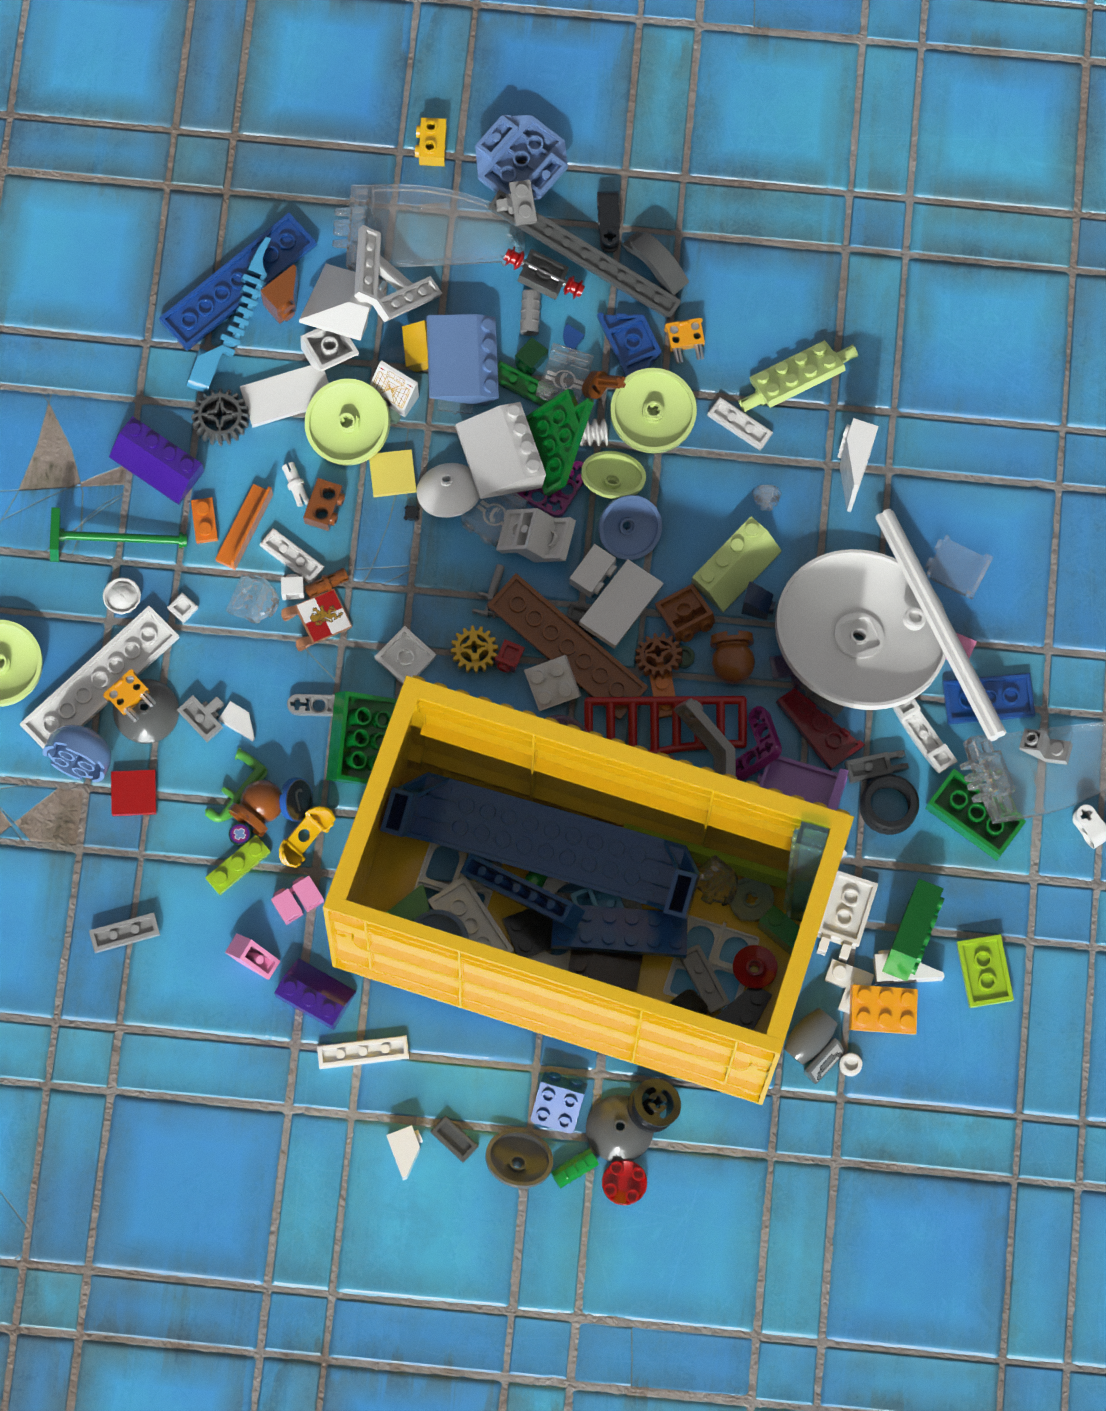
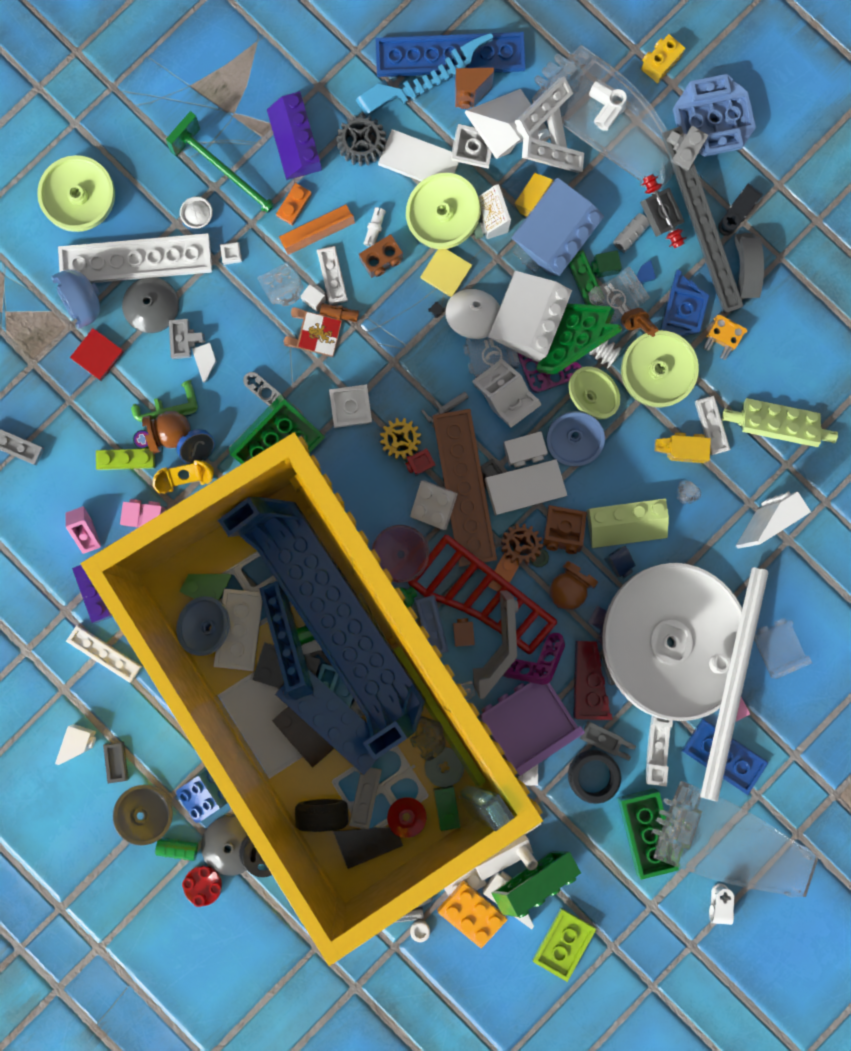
camera: 40 degrees right, 10 degrees up
(126, 691) = (142, 282): light orange piece -> none
(427, 223) = (607, 96): none -> white piece
(732, 461) = (685, 448): none -> yellow hinge
(870, 936) = (512, 853): none -> white piece
(1042, 747) = (735, 827): light grey slope -> none

